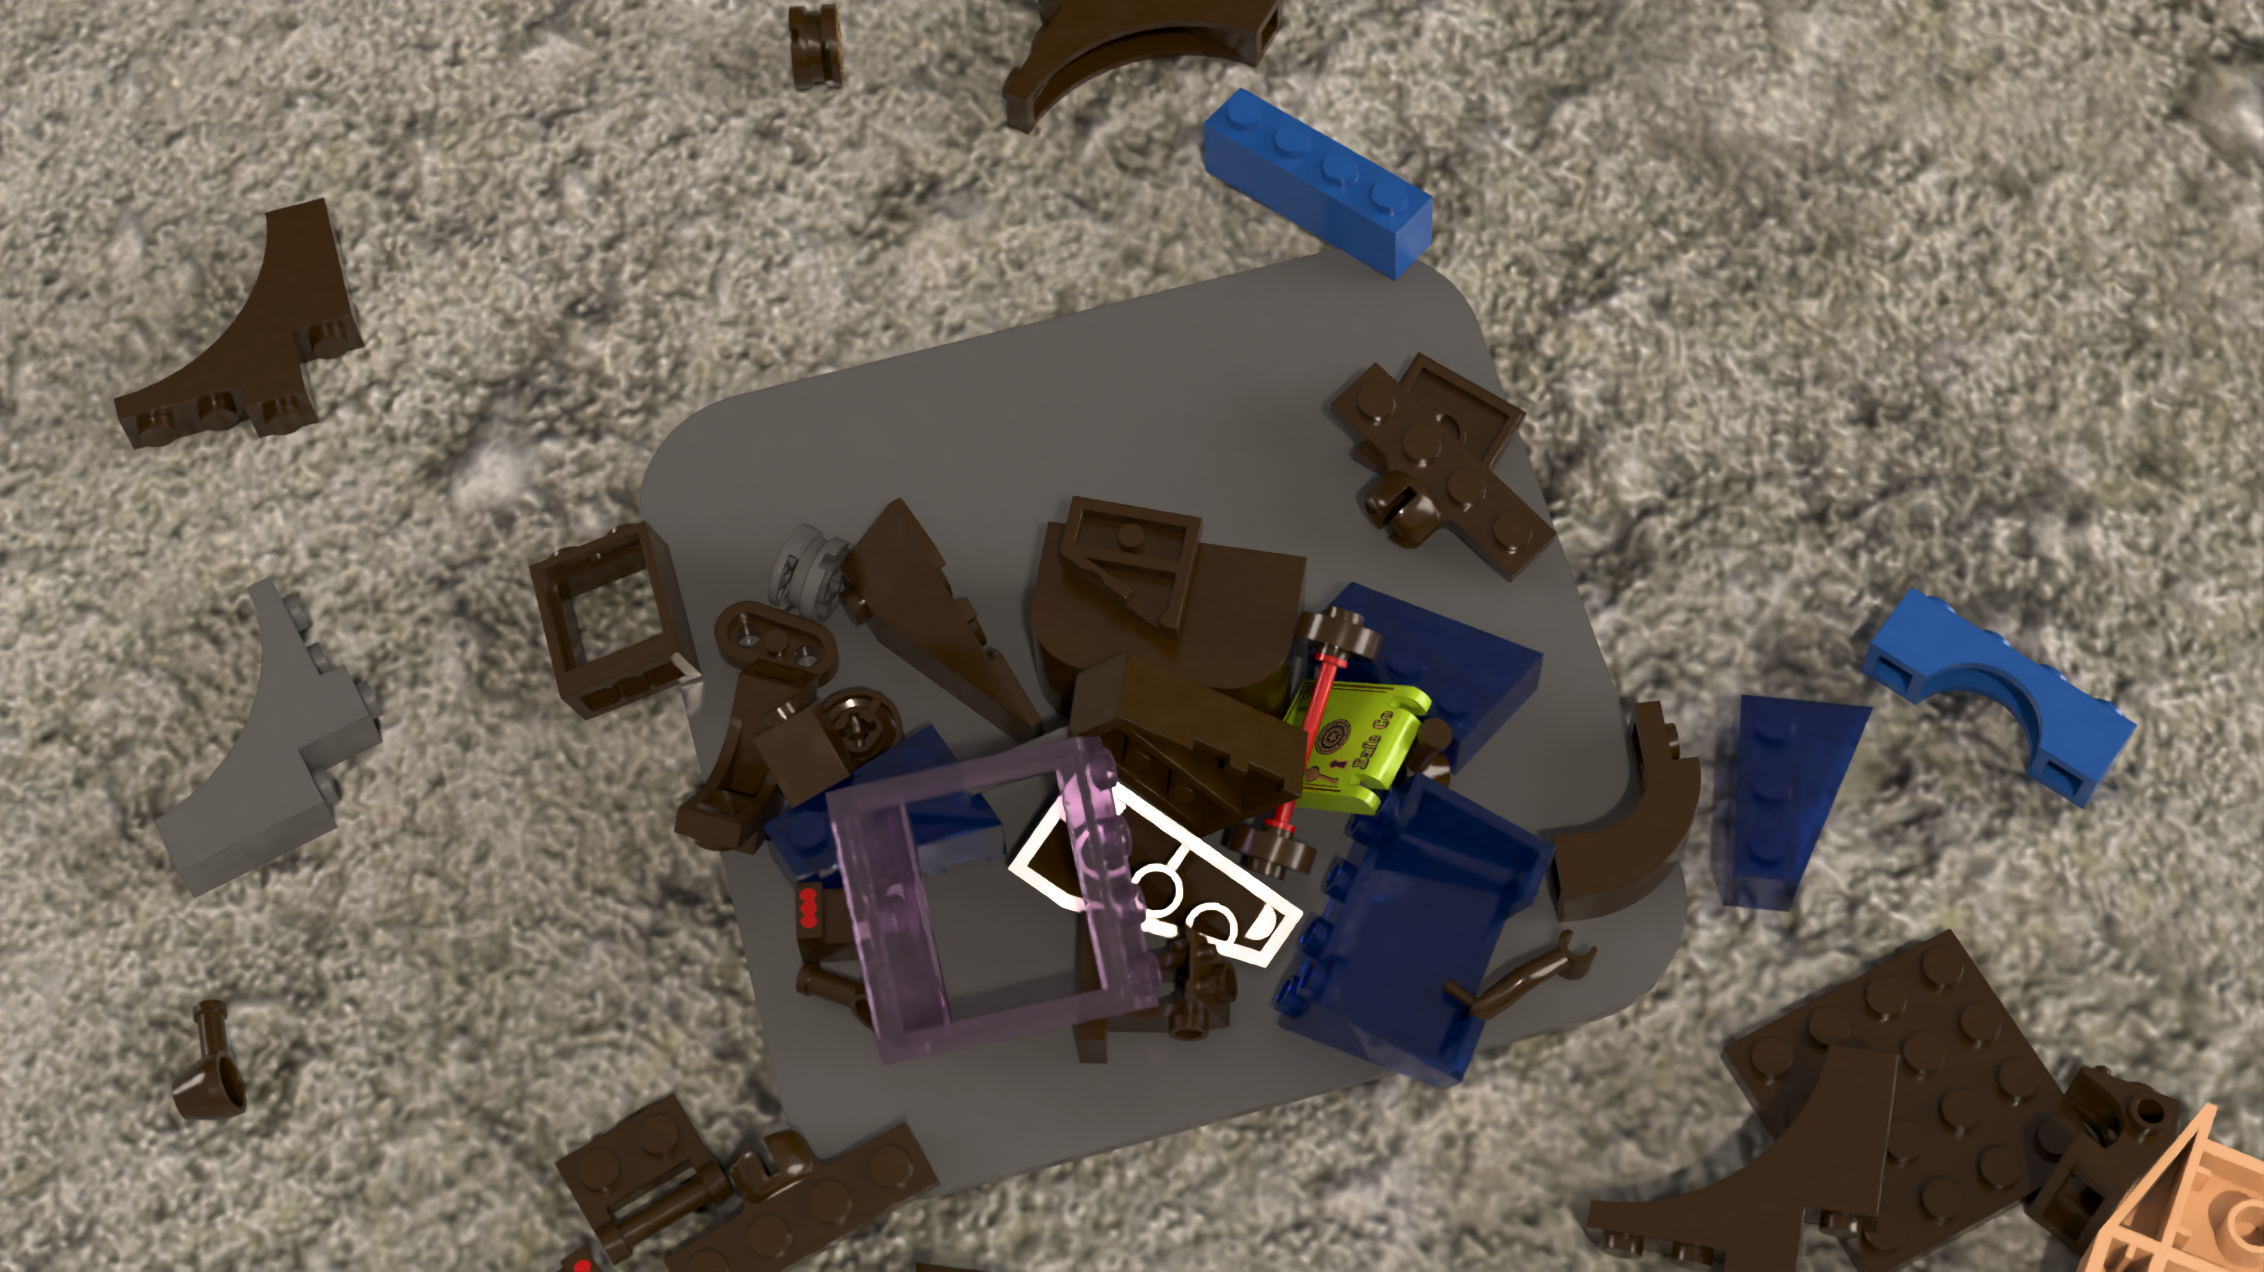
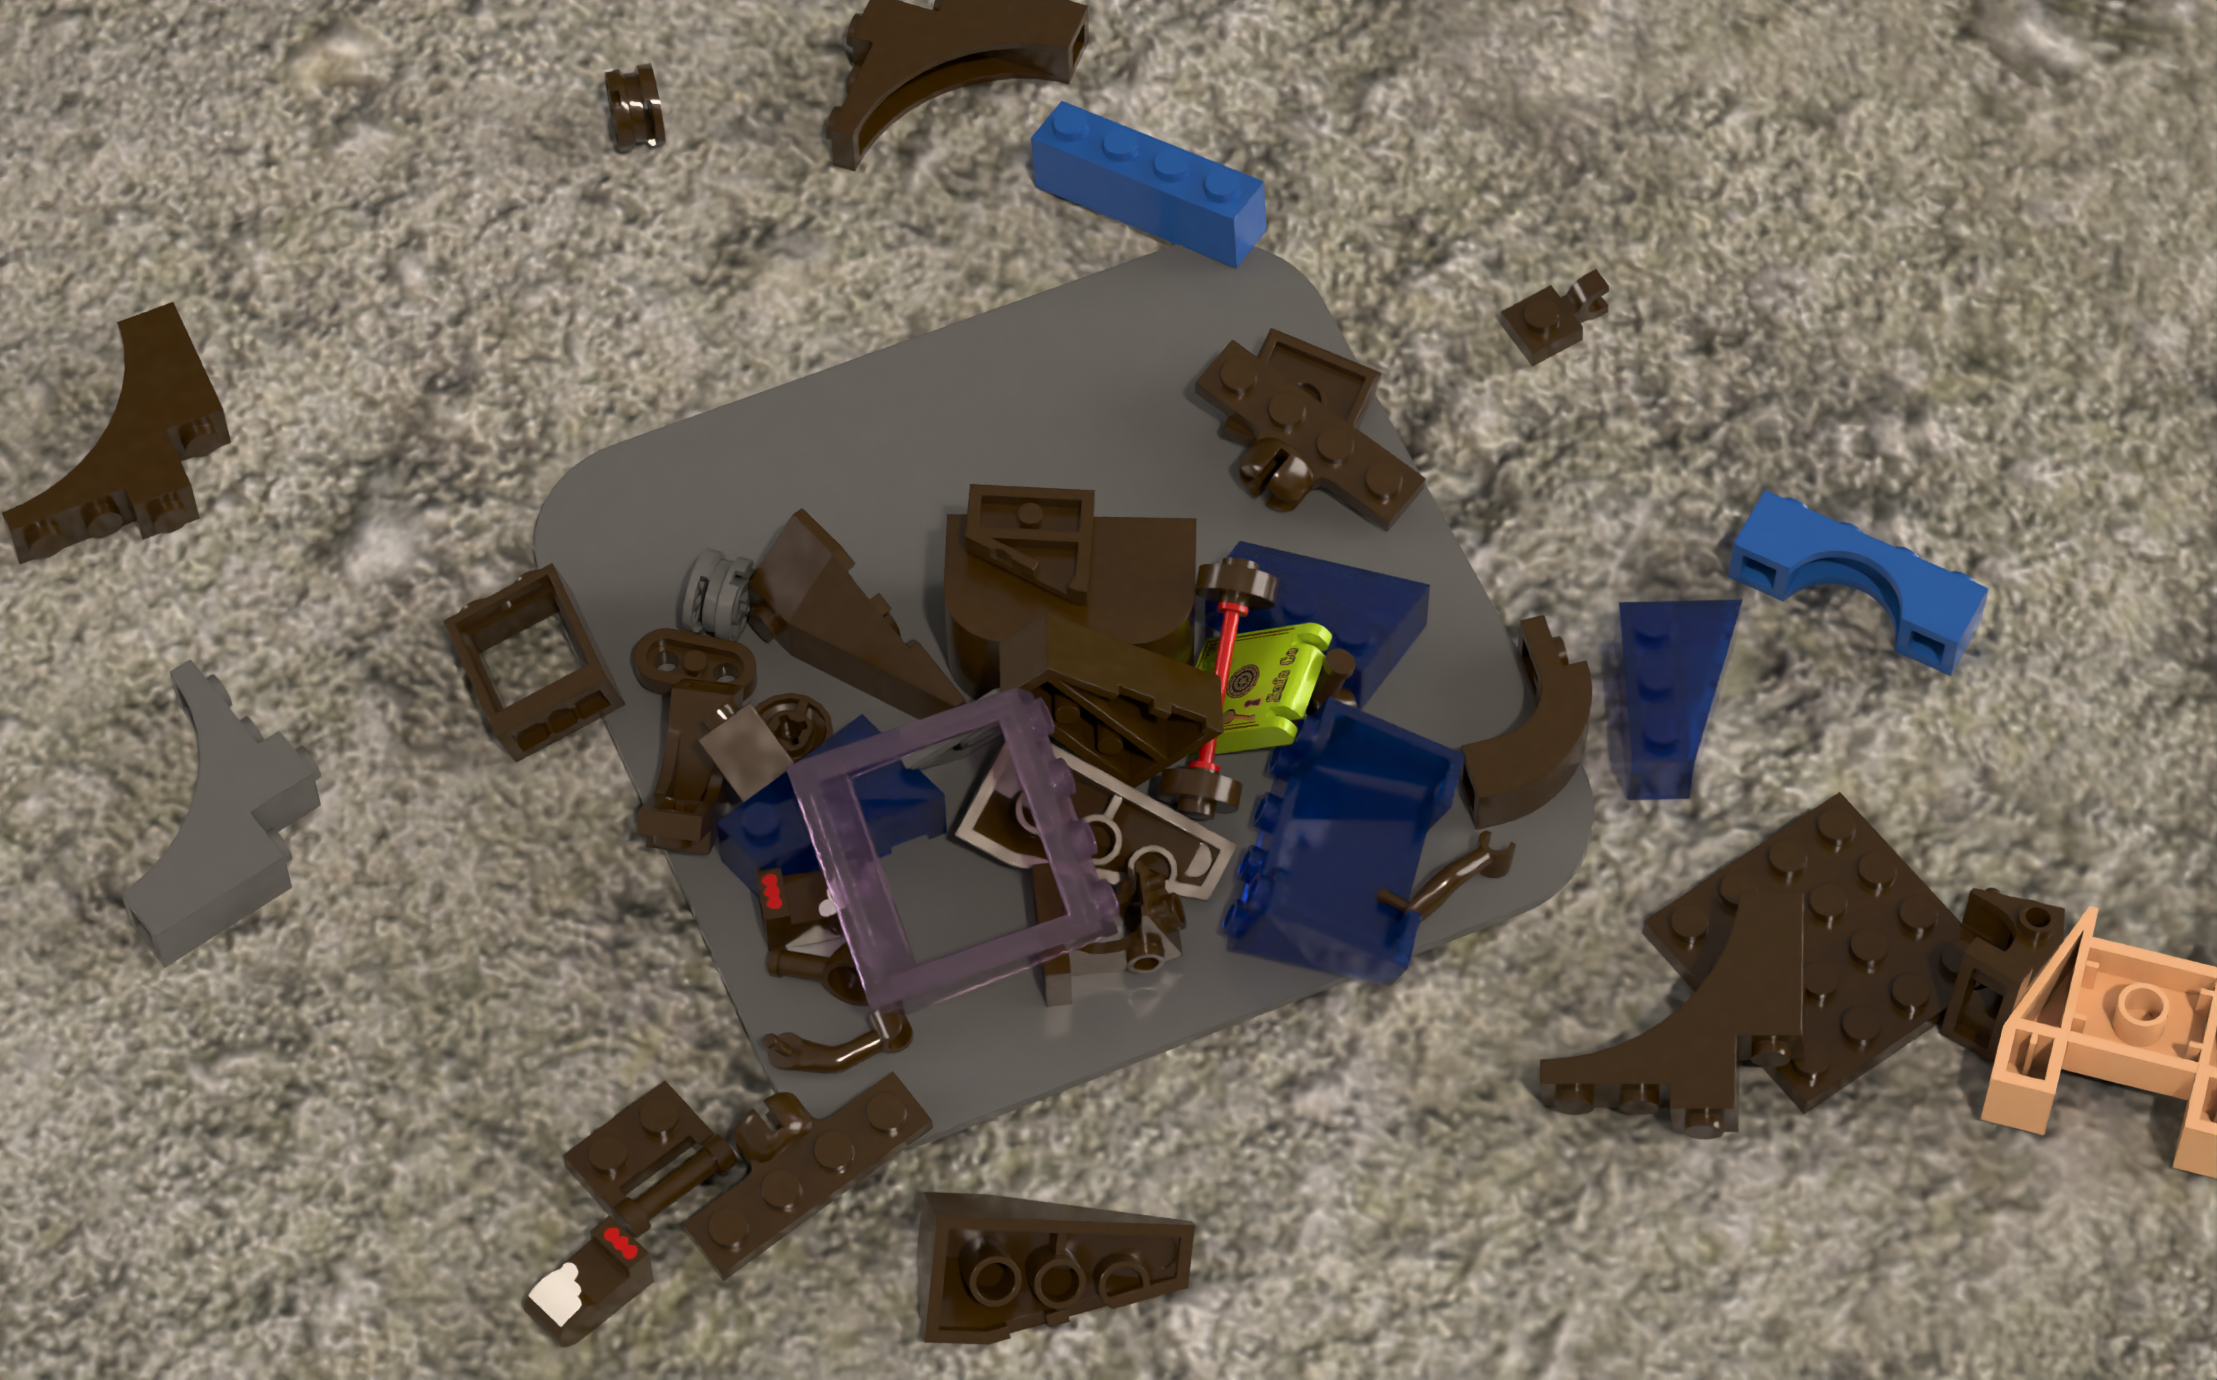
camera: 10 degrees left, 5 degrees down
(212, 1084) = (217, 1128): dark brown bar -> none
(816, 1086) = (791, 1053): none -> dark brown piece
(1710, 375) = (1552, 323): none -> dark brown plate

